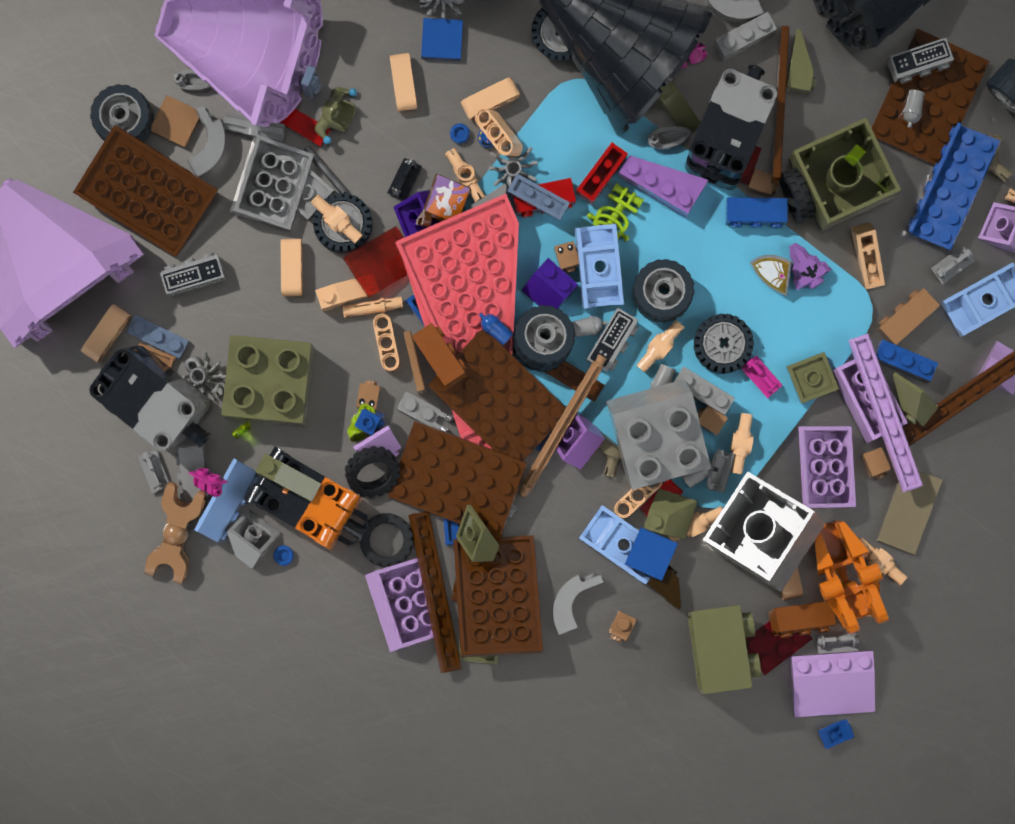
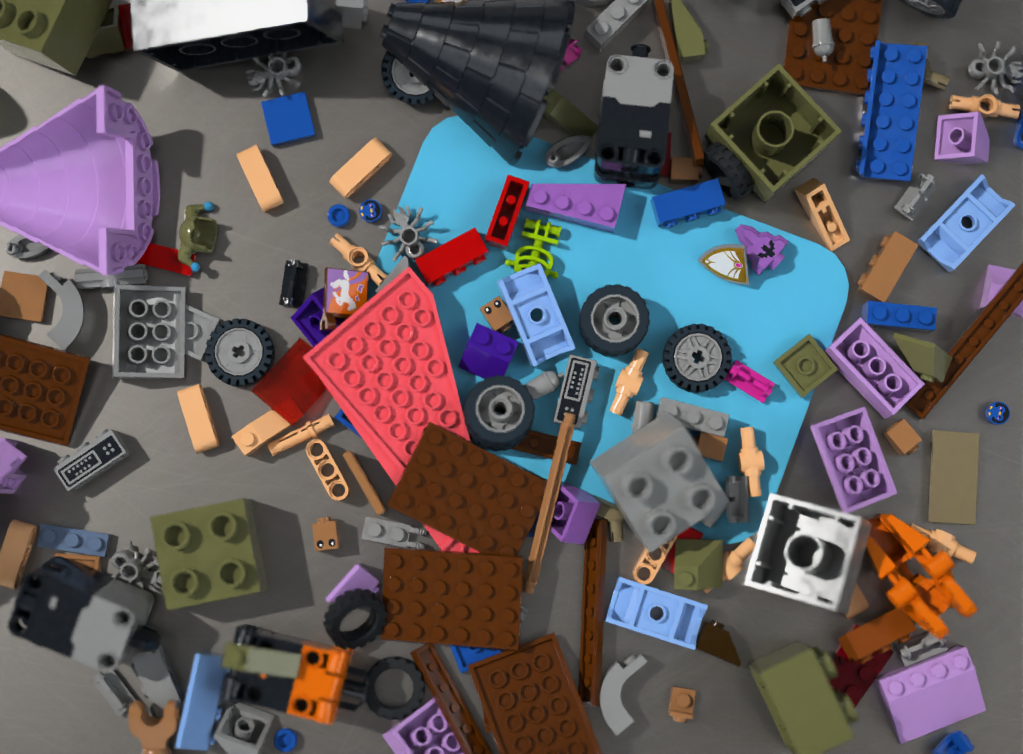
camera: 20 degrees left, 0 degrees up
(208, 481) = (175, 687): dark pink hinge -> none
(241, 430) = (197, 615): clear neon green tile -> none
(311, 82) = (157, 209): sand blue plate -> none
(326, 171) = (204, 300): flat silver bar -> none
(336, 218) = (230, 350): light nougat pin -> none
(353, 432) = (325, 567): lime connector -> none
(370, 422) = (336, 565): blue bracket -> none
(440, 355) = (390, 468): dark orange brick -> none
(476, 537) = (493, 657): olive slope -> none
(491, 130) = (390, 203): light nougat beam -> none
(494, 327) = (442, 418): blue piece -> none
(538, 197) = (446, 259): sand blue plate -> none
(570, 529) = (593, 614): none -> reddish brown tile
(651, 554) = (690, 615): blue tile -> none
(855, 155) = (780, 108): clear neon green piece -> none
(885, 413) = (898, 381): lavender tile -> none
(963, 467) = (997, 413): none -> blue tile

